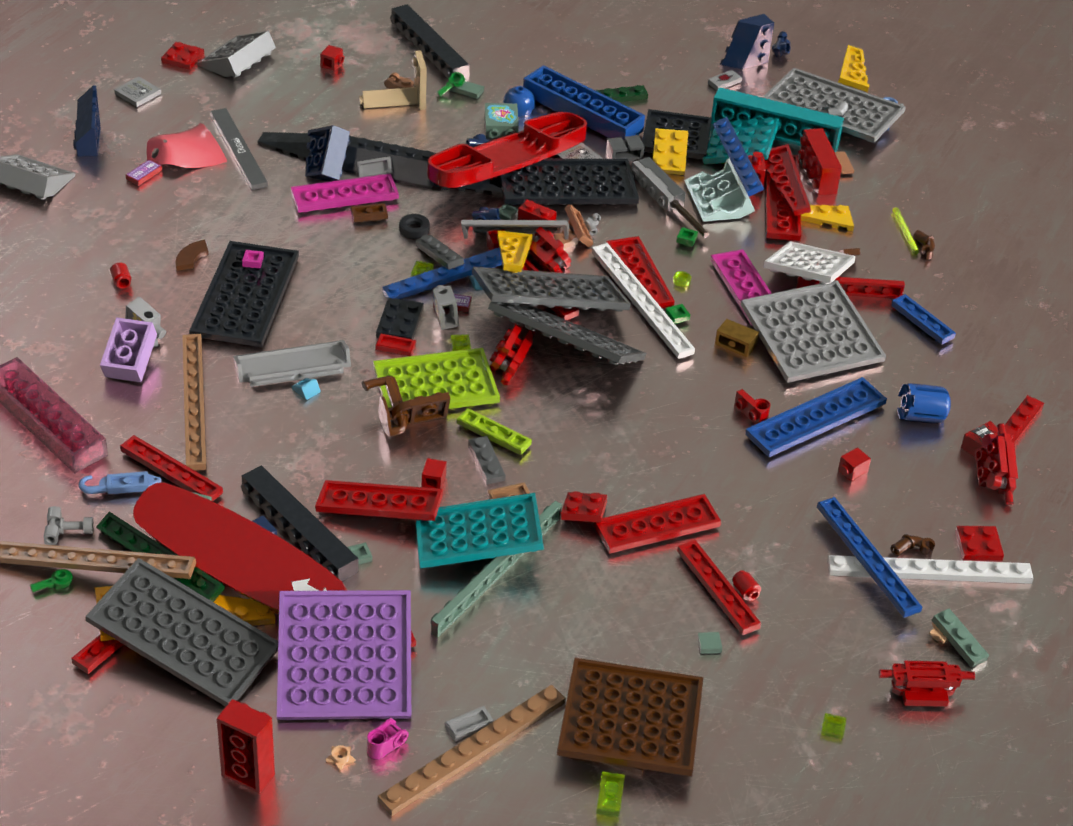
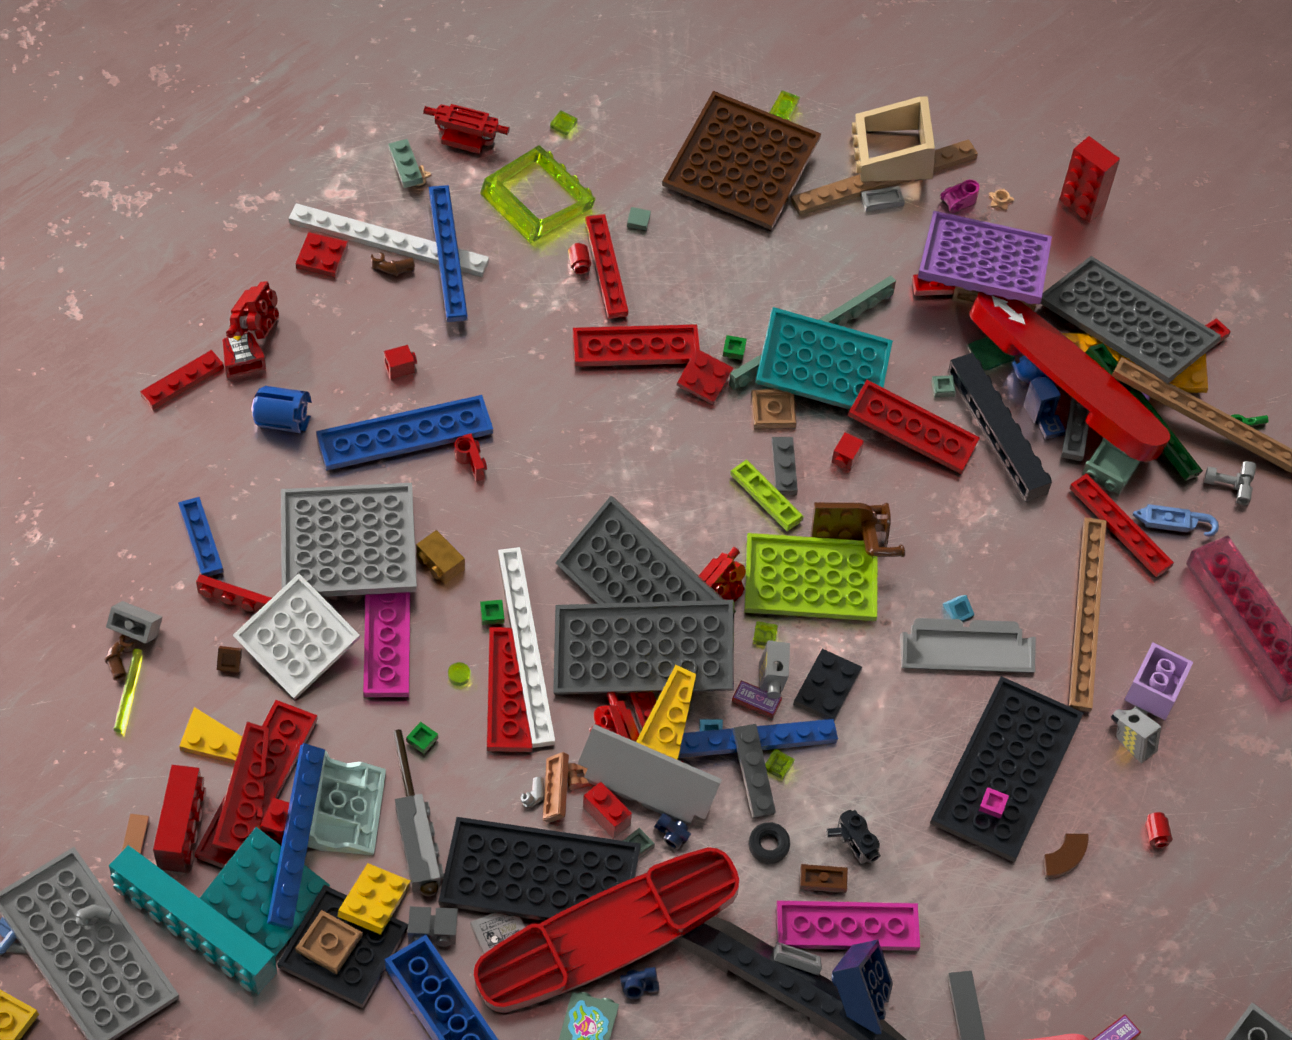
camera: 165 degrees left, 15 degrees up
(351, 231) = (854, 831): none -> black brick
(395, 345) = (842, 646): red tile -> none
(470, 798) = (905, 164): none -> tan windscreen
(567, 540) = (734, 347): none -> green plate
(688, 123) = (328, 942): none -> medium nougat tile
(830, 615) = (517, 213): none -> clear neon green windscreen
(929, 255) = (134, 622): none -> light grey brick

